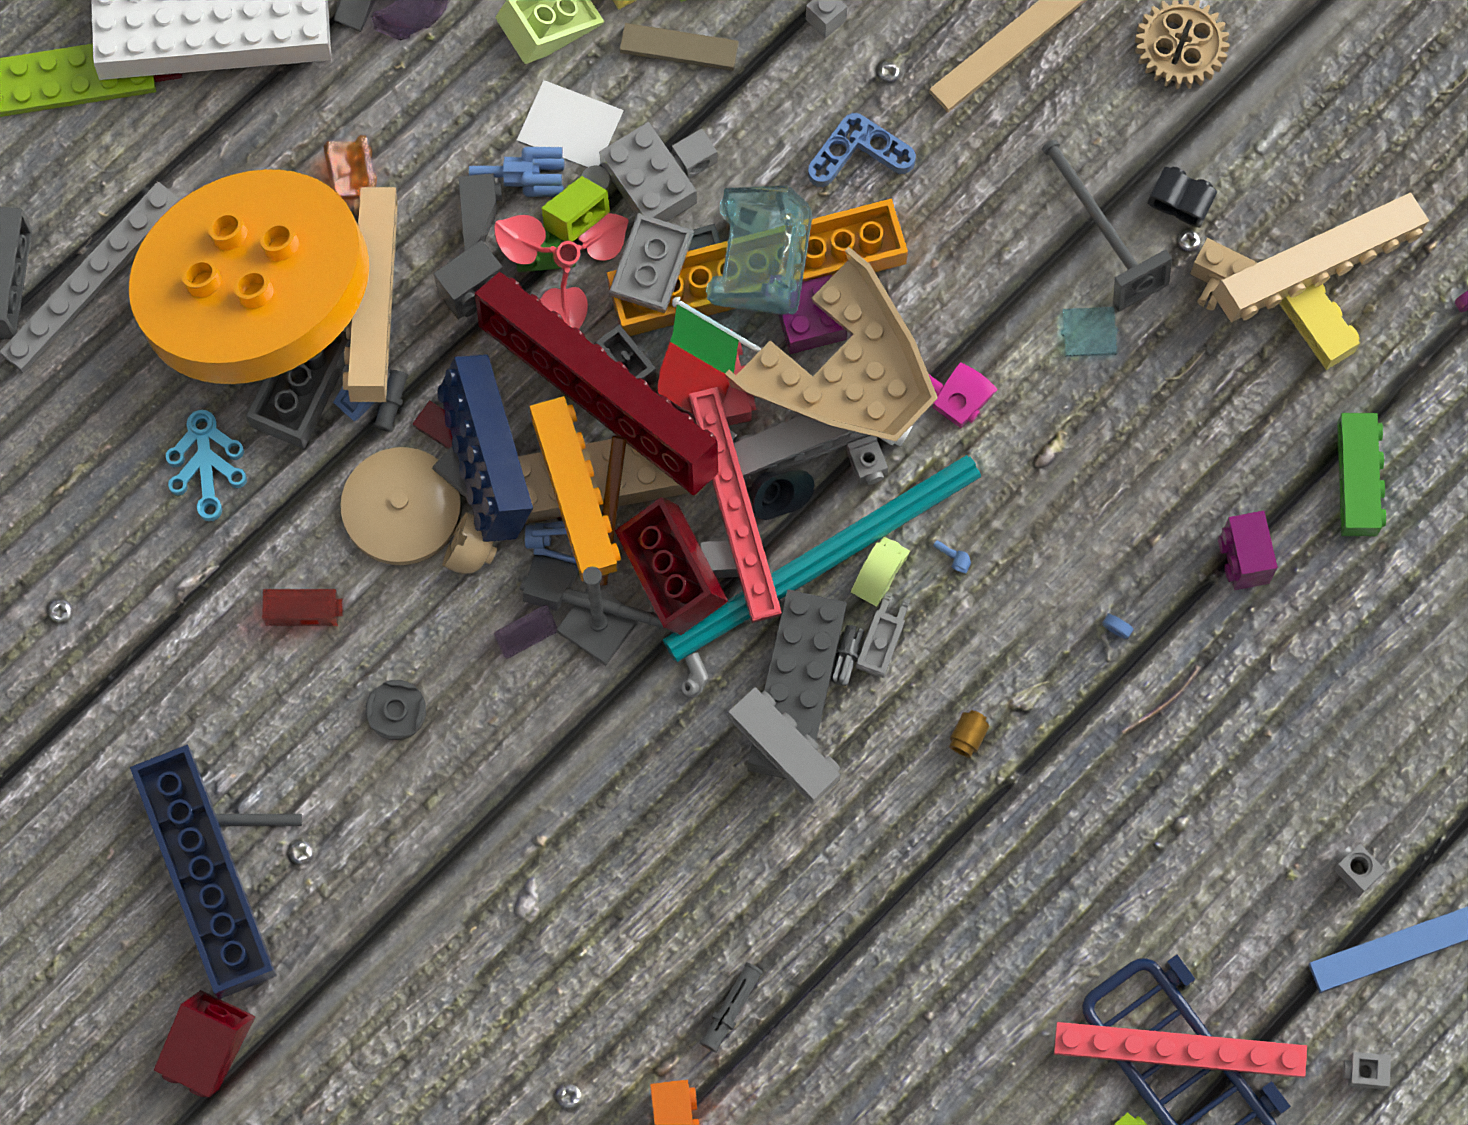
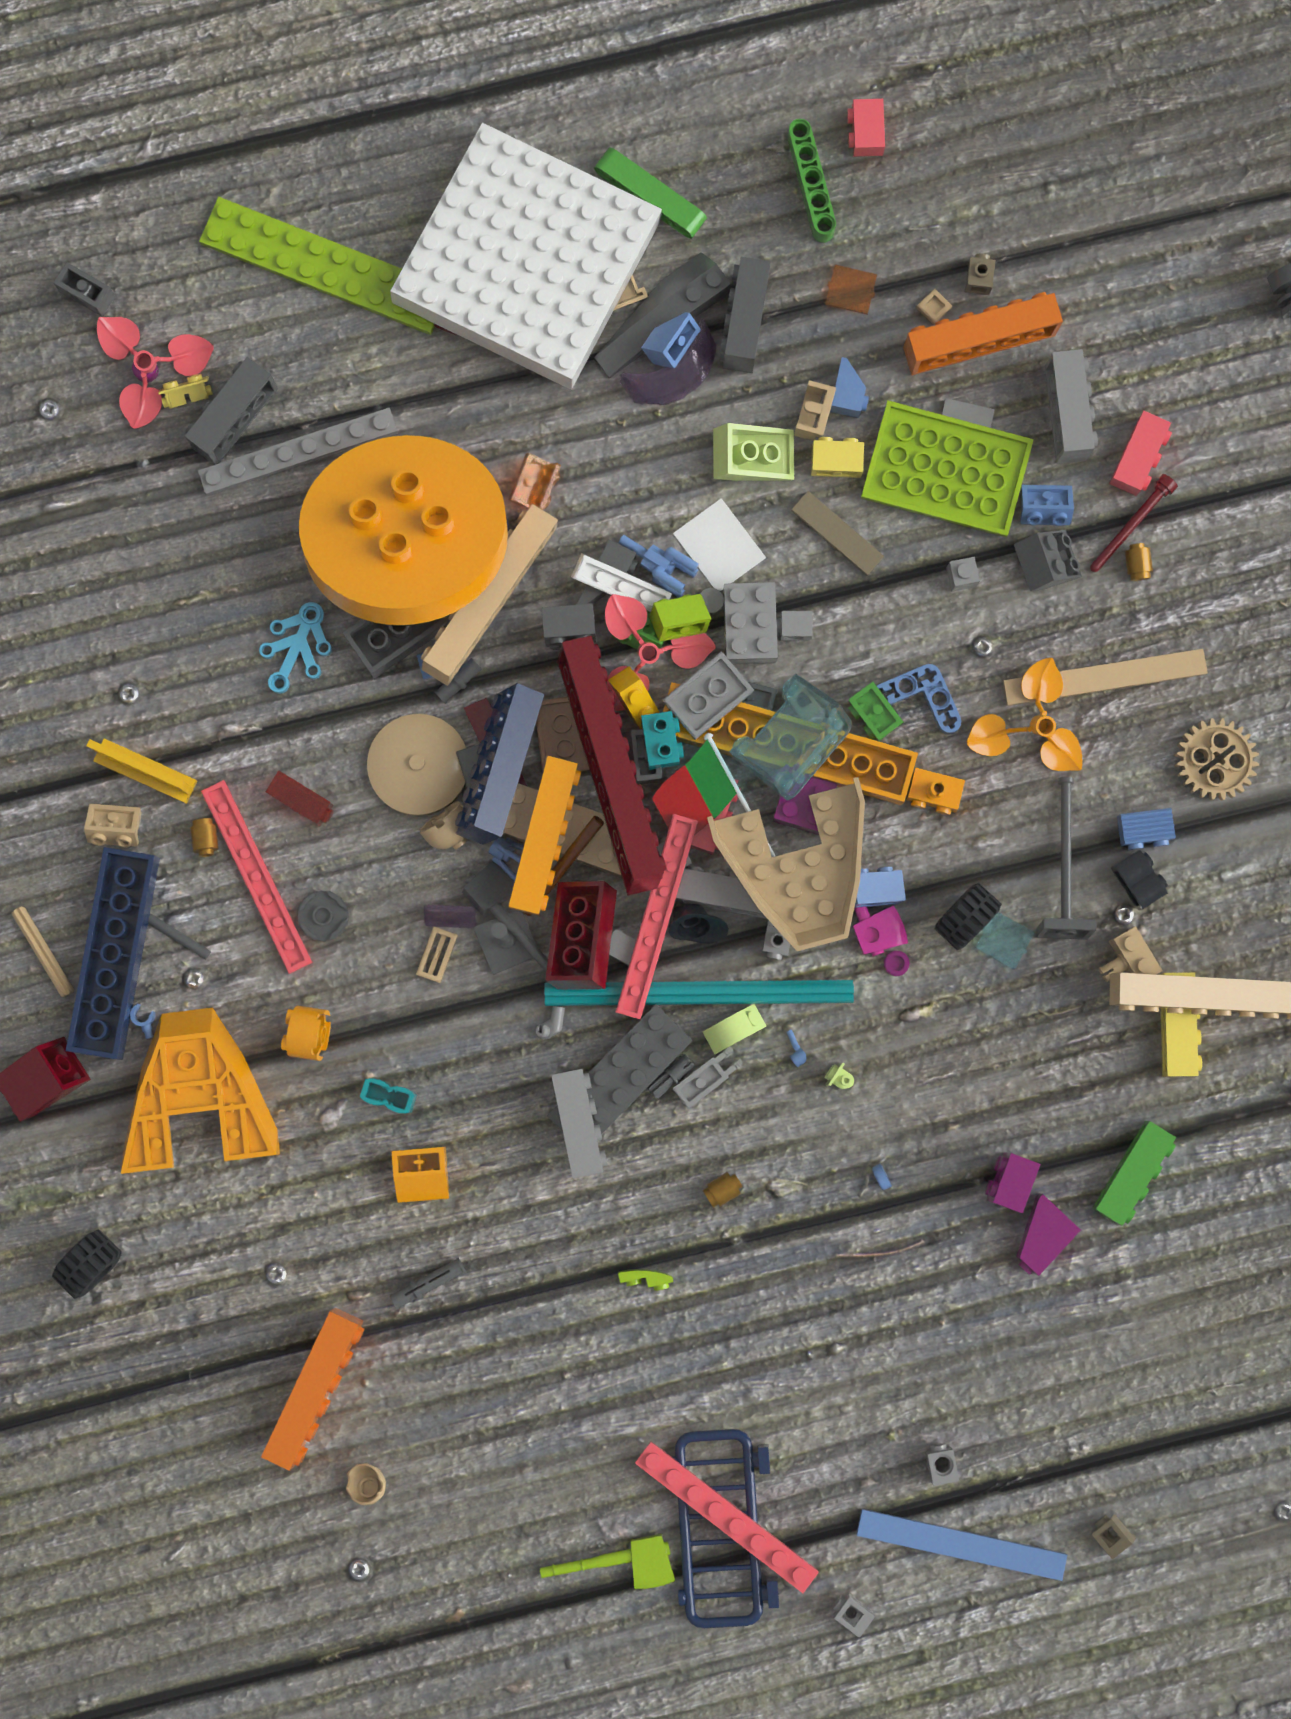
camera: 30 degrees right, 10 degrees up
(121, 672) = (143, 770): none -> yellow fence
(123, 747) = (112, 825): none -> tan bracket
(127, 917) = (42, 951): none -> tan axle
(226, 703) = (204, 837): none -> pearl gold brick
(279, 927) = (145, 1026): none -> medium blue piece
(304, 712) = (256, 877): none -> coral tile
(352, 941) = (191, 1070): none -> light orange piece
(452, 829) = (306, 1032): none -> light orange brick
(485, 211) = (617, 582): none -> white tile
(521, 388) = (559, 734): none -> medium nougat tile
(540, 703) = (444, 934): none -> tan tile
(566, 844) = (382, 1093): none -> teal brick
(580, 309) = (633, 695): none -> yellow brick
(632, 329) = (661, 740): none -> teal brick
(655, 900) = (420, 1174): none -> light orange slope
(824, 187) = (875, 712): none -> bright green bracket
(931, 229) = (935, 791): none -> light orange brick
(941, 348) = (880, 888): none -> medium blue brick
(954, 862) = (654, 1278): none -> lime slope
(972, 68) = (1062, 749): none -> light orange plant
(998, 415) = (896, 963): none -> magenta tile
(1014, 552) = (839, 1077): none -> yellowish green hinge
(1039, 323) = (967, 916): none -> black tyre
(1156, 145) = (1146, 827): none -> medium blue brick
(1313, 585) = (1045, 1236): none -> magenta slope

